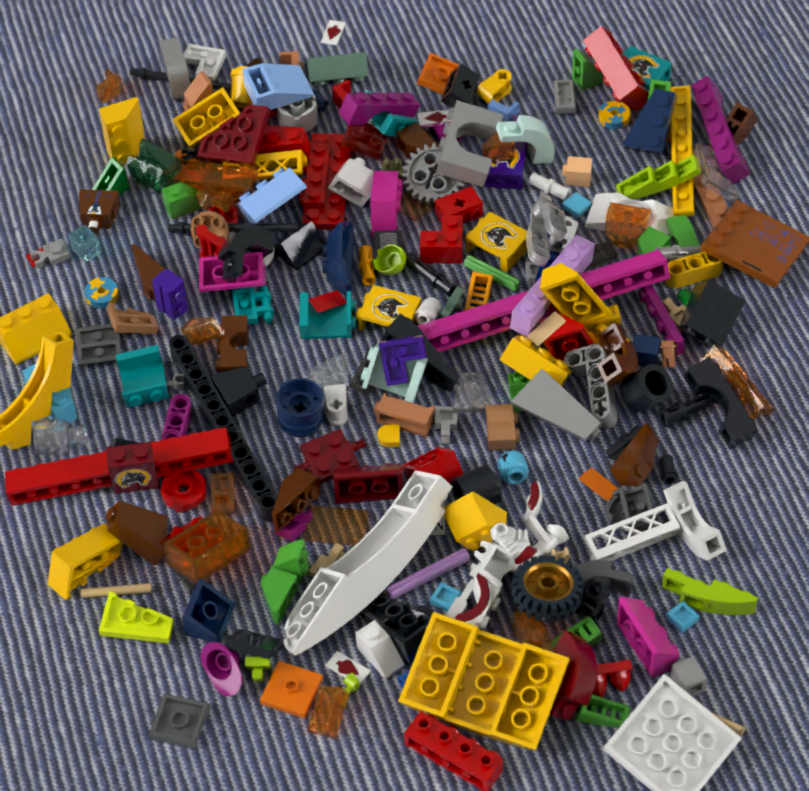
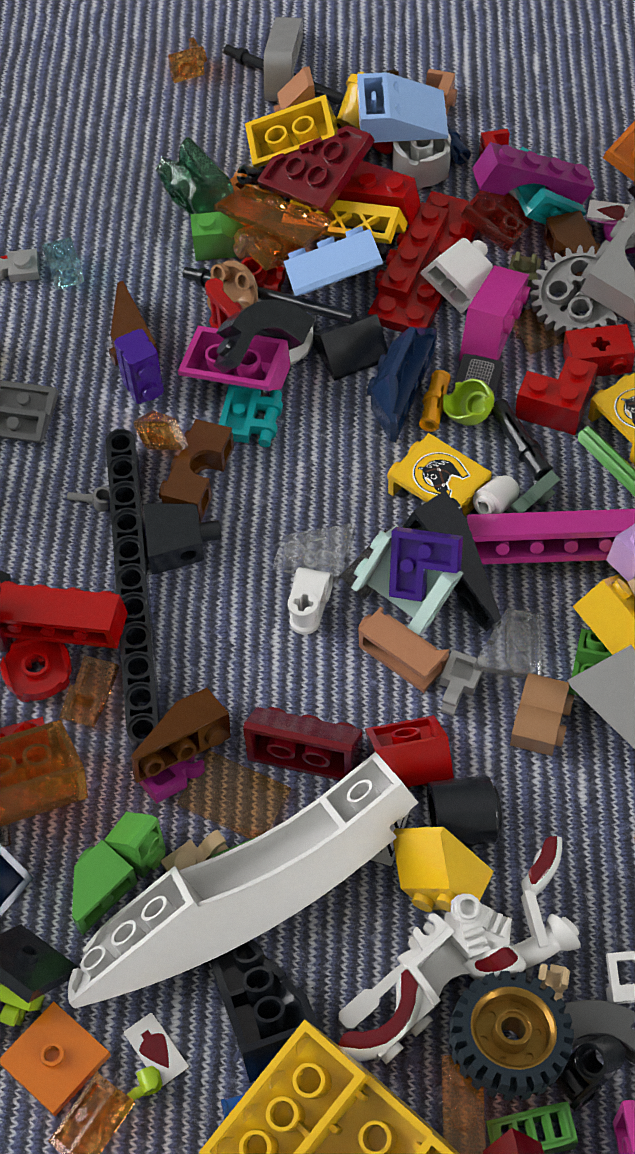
camera: 20 degrees right, 5 degrees up
(94, 294) = (55, 349): piece -> none
(98, 208) = (101, 221): reddish brown torso -> none
(113, 178) = (135, 188): green slope -> none
(122, 129) = (171, 114): yellow slope -> none
(131, 321) = (74, 390): medium nougat wing -> none
(142, 376) = (55, 476): teal panel -> none
(178, 417) = (75, 551): magenta beam -> none
(207, 58) = (330, 57): white plate -> none
(300, 407) = (249, 591): dark blue wheel -> none
(327, 301) = (356, 438): red sticker -> none
(327, 324) = (345, 463): teal panel -> none
(329, 453) = (266, 679): dark red plate -> none
(333, 32) = (515, 62): white sticker -> none
(337, 68) = (500, 109): sand green slope -> none
(379, 649) = (211, 1040): white slope -> none
(389, 435) = (368, 674): yellow tile -> none
(428, 573) = (339, 927): lavender axle -> none
(444, 596) = (351, 977): medium azure tile -> none
(479, 278) = (591, 466): light orange slope -> none
(512, 467) = (534, 789): medium azure head -> none

